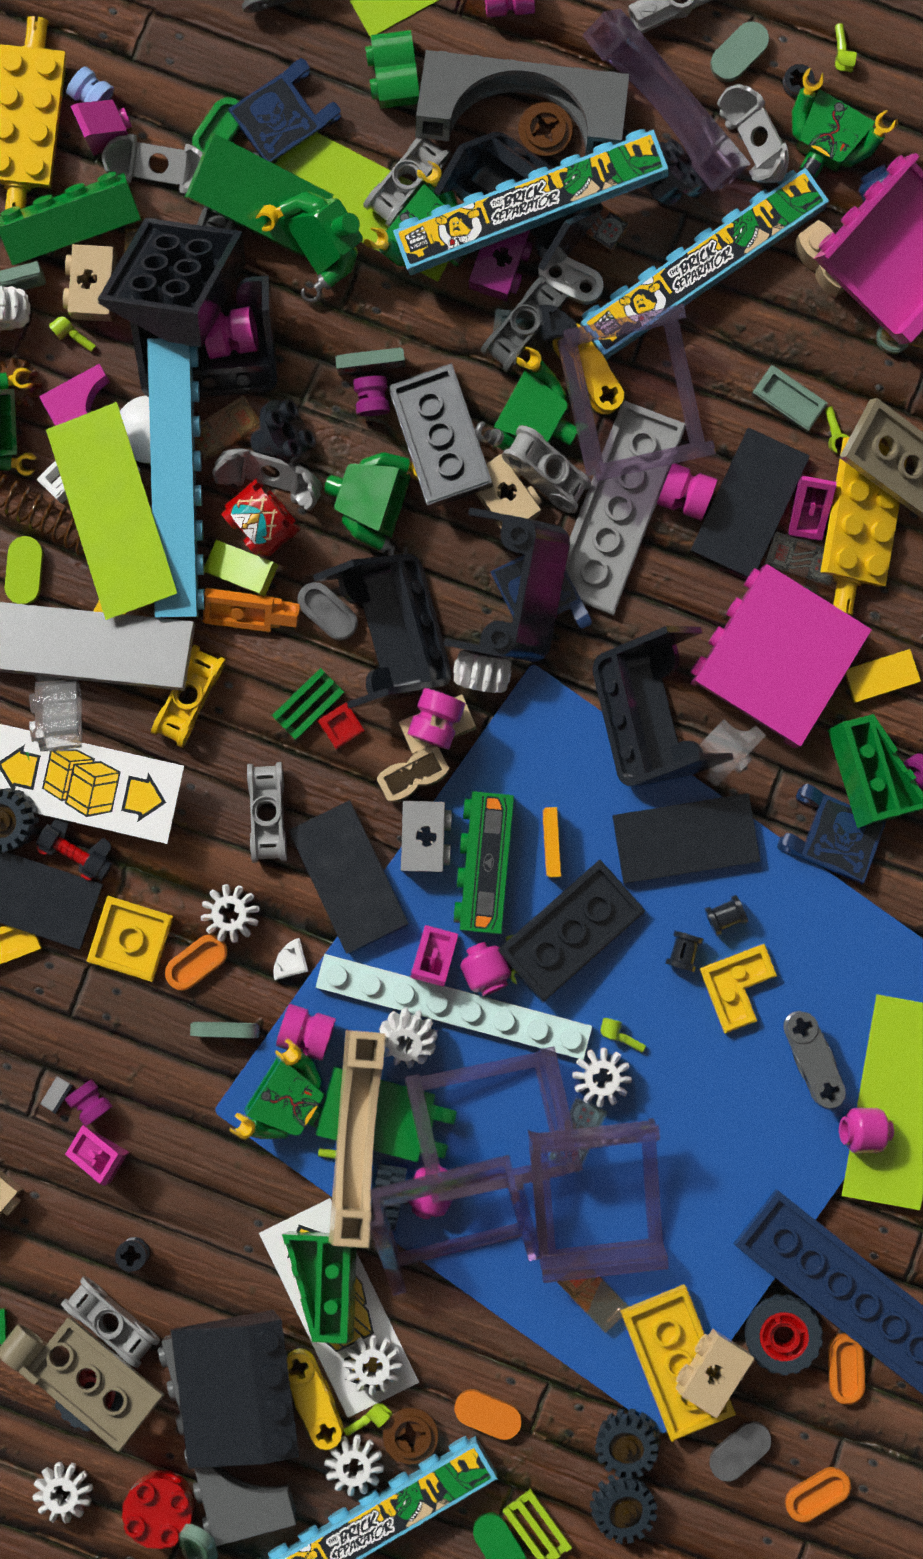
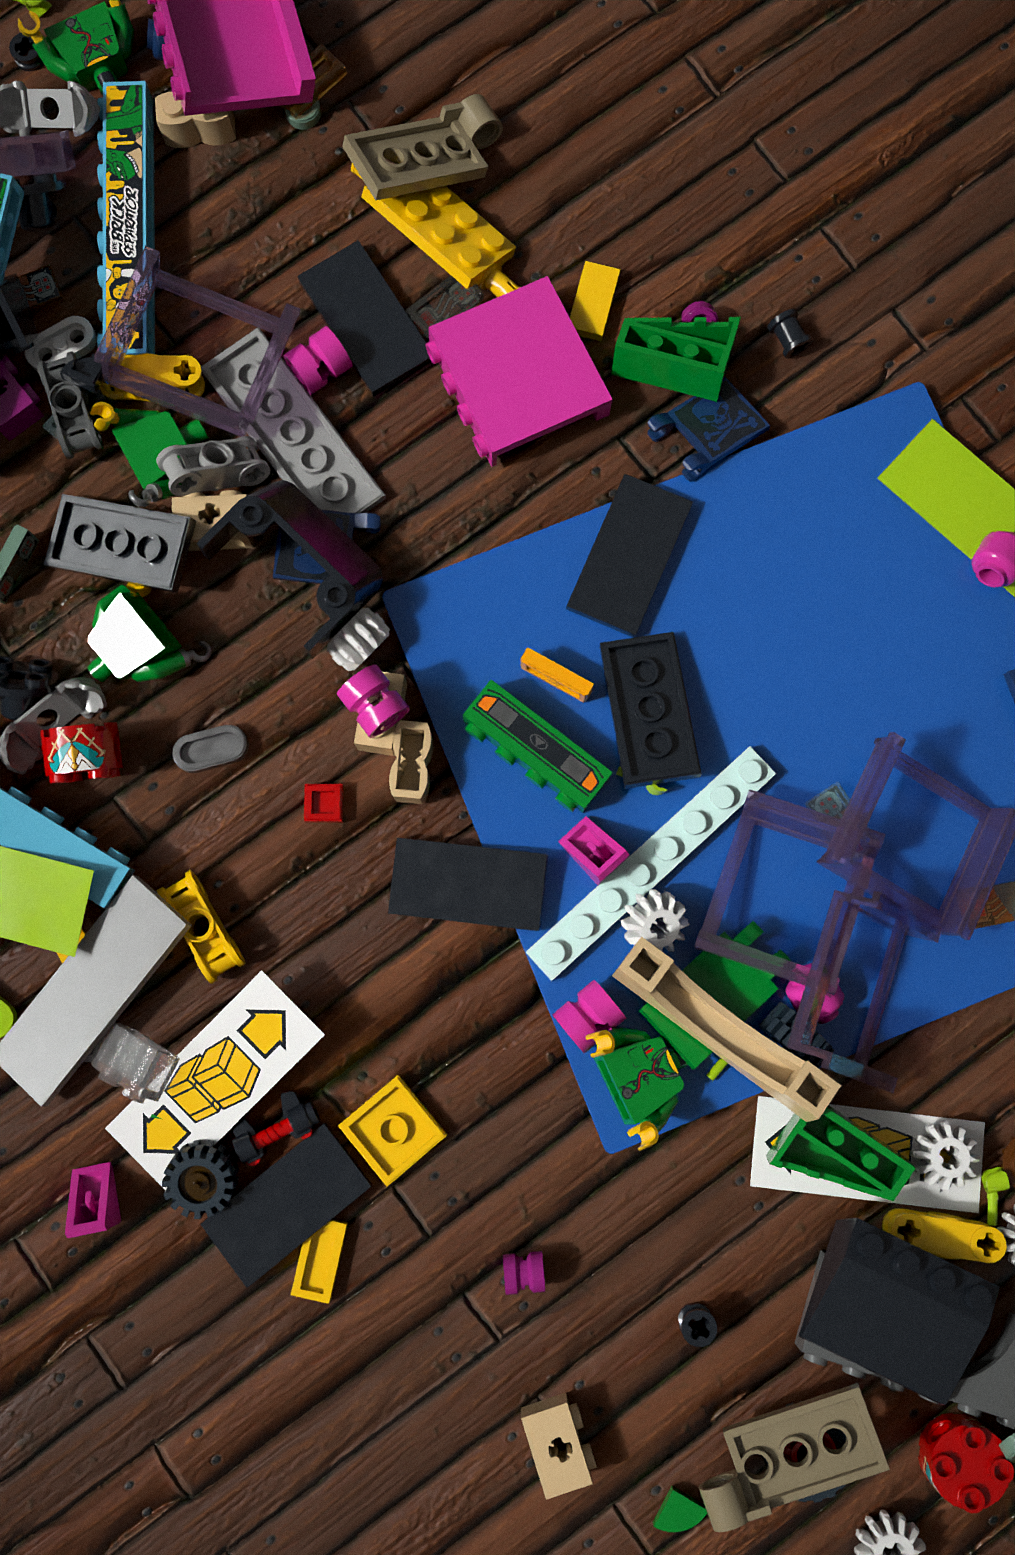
camera: 60 degrees left, 5 degrees down
(56, 1094) = (496, 1299): light grey piece -> none
(92, 1313) = (772, 1393): light grey piece -> none
(96, 1155) = (579, 1298): dark pink slope -> none
(196, 962) = (455, 1080): orange tile -> none
(220, 919) = (429, 1031): white gear -> none
(224, 1029) = (537, 1094): sand green tile -> none
(240, 568) = (116, 801): lime tile -> none
(248, 610) = (159, 820): orange hinge -> none
(267, 792) = (335, 908): light grey piece -> none
(286, 724) = (277, 790): green tile -> none
(290, 960) = (511, 990): white tile -> none
(371, 396) = (44, 584): magenta wheel -> none
(399, 622) = (260, 688): black windscreen -> none
(414, 818) = (485, 807): light grey brick -> none
(485, 969) = (635, 809): dark pink head -> none
(594, 1068) = (817, 766): white gear -> none
(611, 1029) = (763, 730): lime hand -> none
(639, 712) = (485, 526): black windscreen -> none
(690, 952) = (730, 607): black bush -> none
(726, 915) = (723, 561): black bush -> none
(727, 985) = (785, 601): yellow tile -> none
(729, 740) = (573, 469): clear brick -> none
(789, 398) = (296, 228): sand green tile -> none
(811, 507) = (403, 263): dark pink slope -> none
(814, 1059) = (905, 564): dark grey piece -> none
(834, 429) = (353, 208): lime hand -> none

